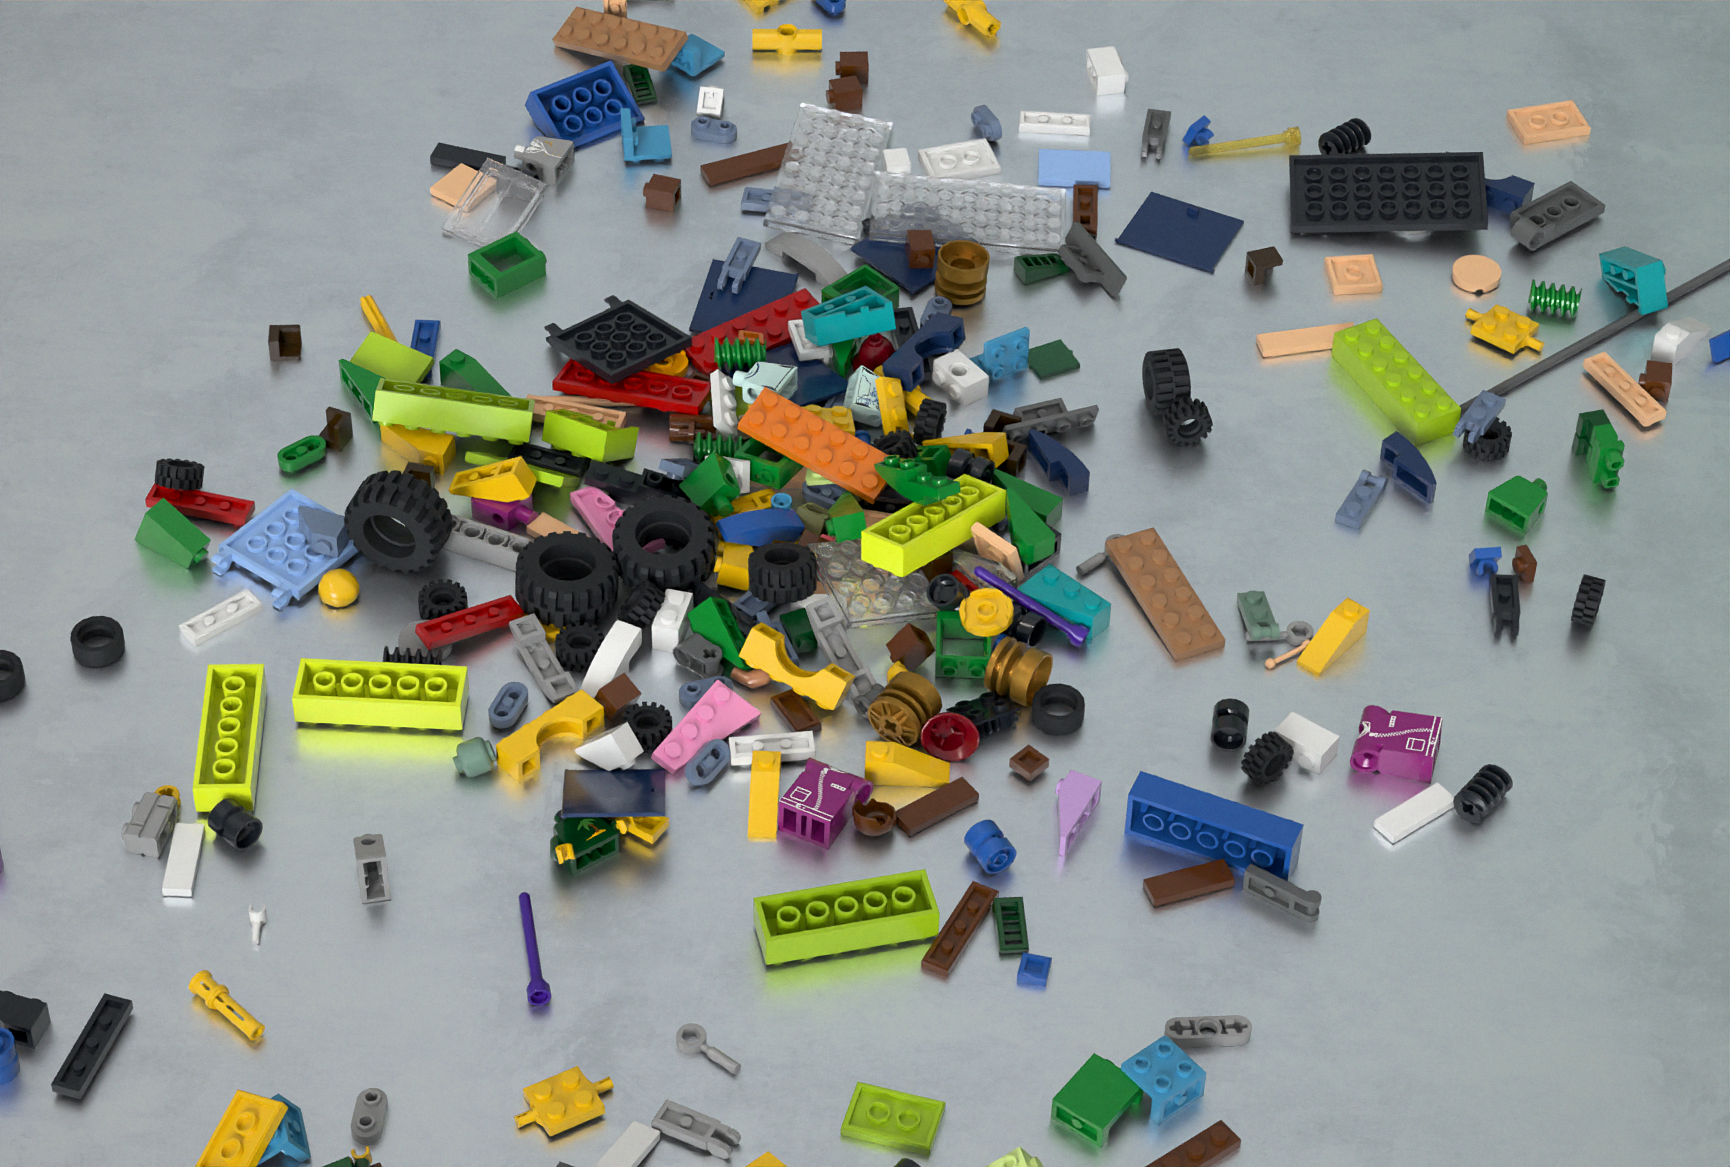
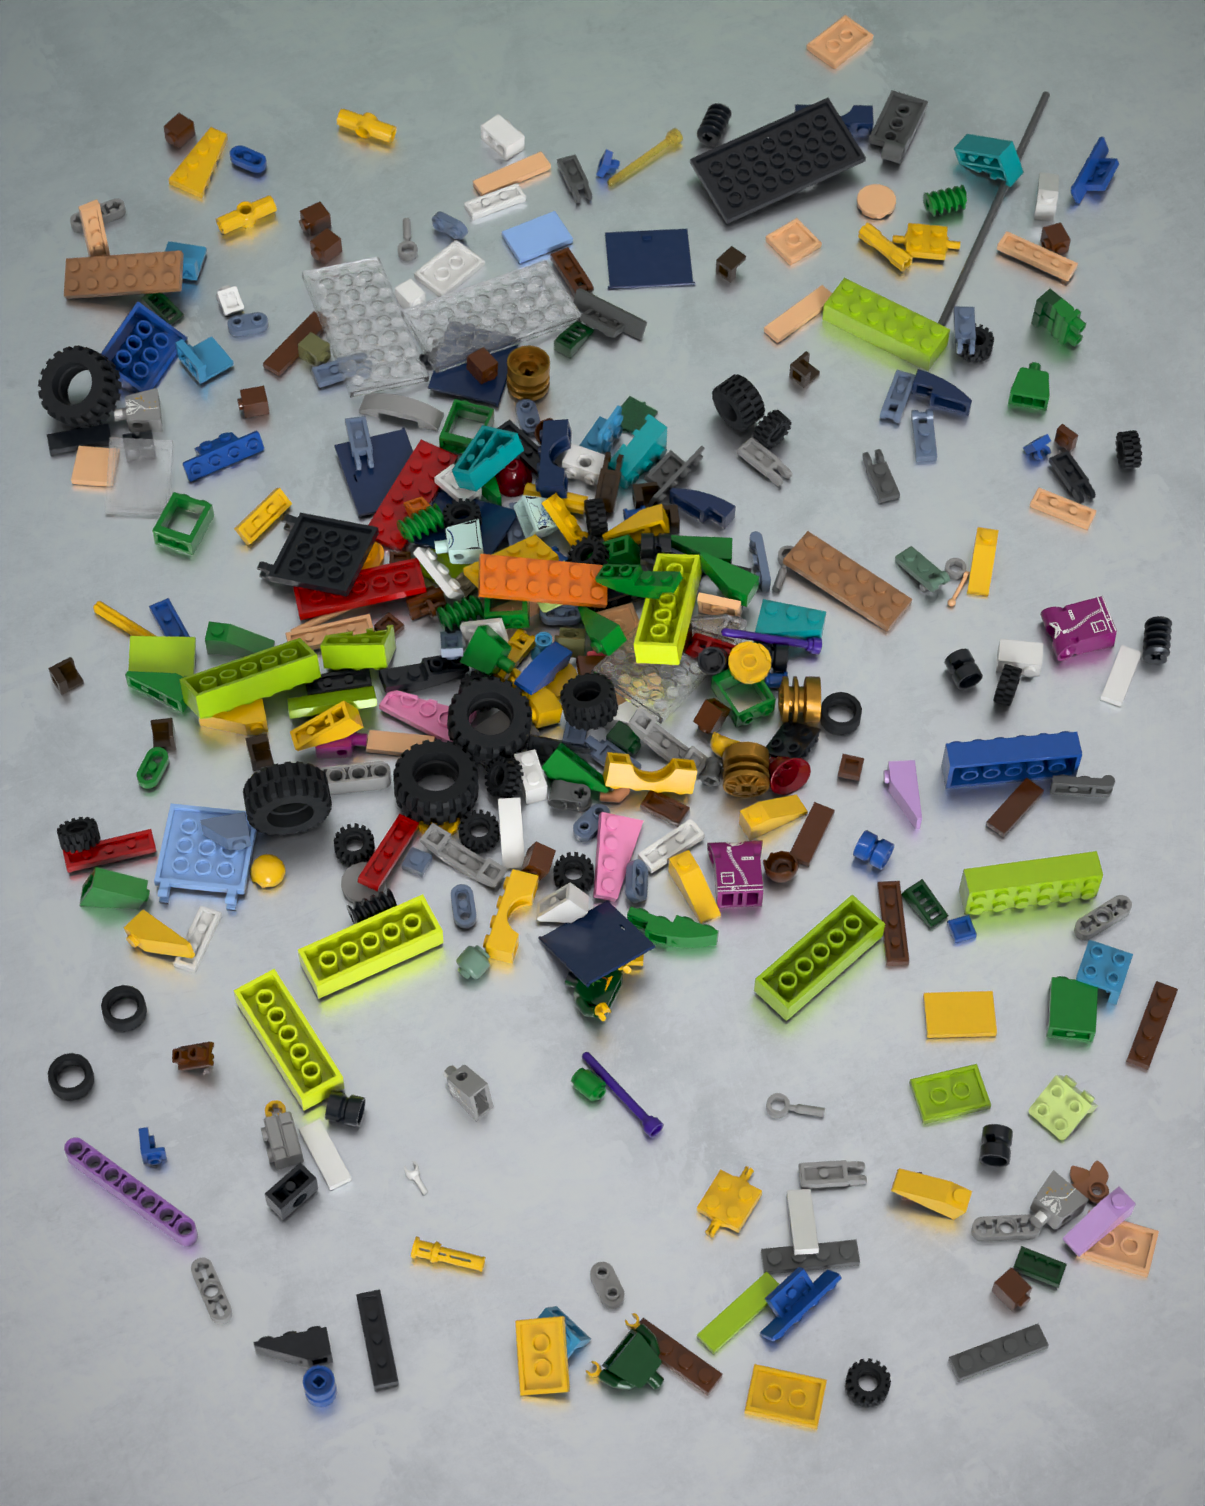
camera: 30 degrees left, 15 degrees up
(16, 769) = (149, 1152): none -> blue bracket
(118, 869) = (291, 1191): none -> black brick
(126, 709) = (194, 1056): none -> reddish brown hips
(177, 591) = (156, 937): none -> yellow slope
(476, 96) = (57, 378): none -> black tyre
(495, 647) = (417, 861): none -> sand blue plate
(503, 921) = (589, 1084): none -> green brick
(590, 289) = (263, 516): none -> yellow plate
(593, 223) = (221, 453): none -> blue bracket
(645, 435) = (389, 619): none -> reddish brown tile
(708, 826) = (680, 933): none -> green slope
(760, 172) = (314, 350): none -> olive brick
(792, 357) = (461, 508): none -> black tyre
(933, 124) = (407, 243): none -> light grey piece
(965, 1048) = (959, 1014): none -> yellow tile
(969, 397) = (609, 482): none -> dark brown hinge
(1025, 385) = (642, 451): none -> teal wedge
(1080, 536) = (759, 560): none -> sand blue plate
(1095, 106) = (512, 174): none -> light nougat tile
(1142, 952) = (1030, 882): none -> lime brick
(1159, 450) = (764, 461): none -> light grey hinge
(1269, 387) = (802, 371): none -> dark brown panel
(1280, 518) = (881, 477): none -> dark grey hinge
(1356, 452) = (897, 396): none -> sand blue plate
(1458, 326) = (896, 255): none -> yellow axle
(1471, 630) = (1063, 508): none -> light nougat tile

